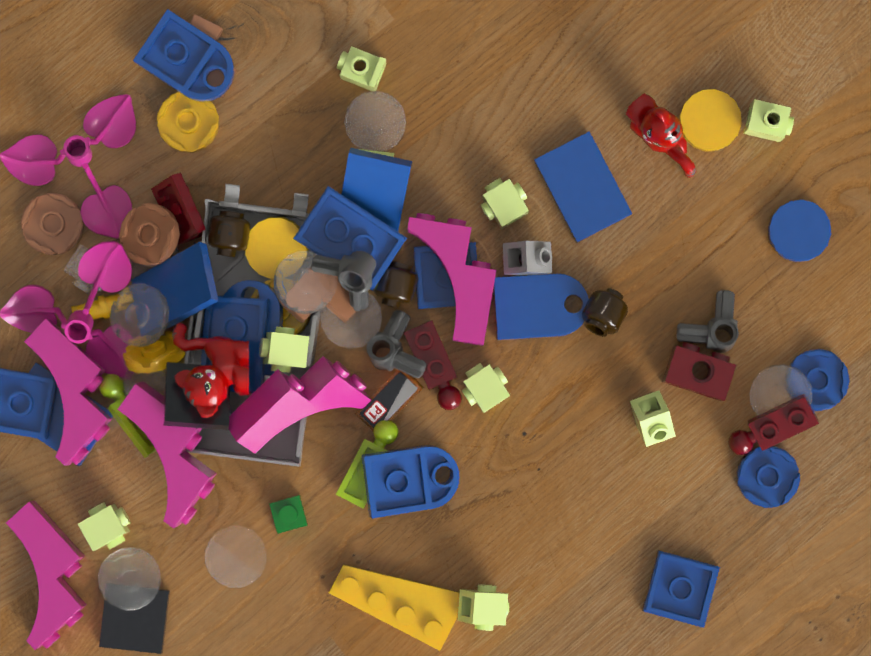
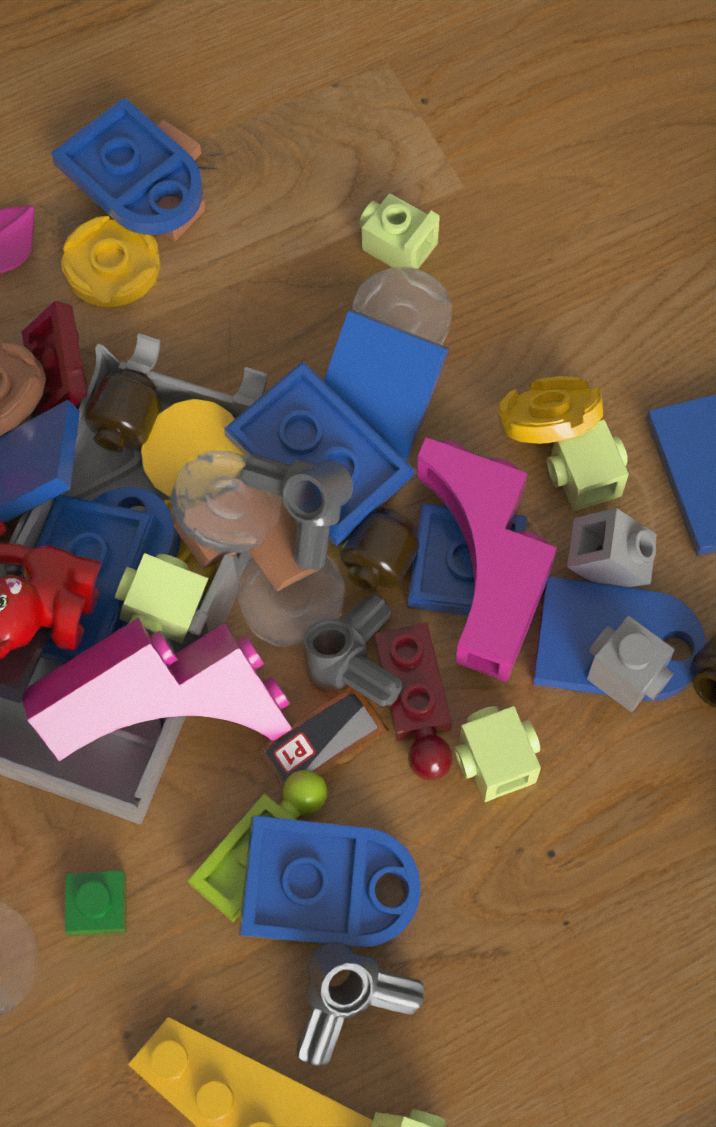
camera: 15 degrees right, 20 degrees down
(437, 530) = (333, 1004): none -> dark grey axle
(477, 175) = (551, 410): none -> yellow tile
(548, 326) = (630, 663): none -> light grey brick

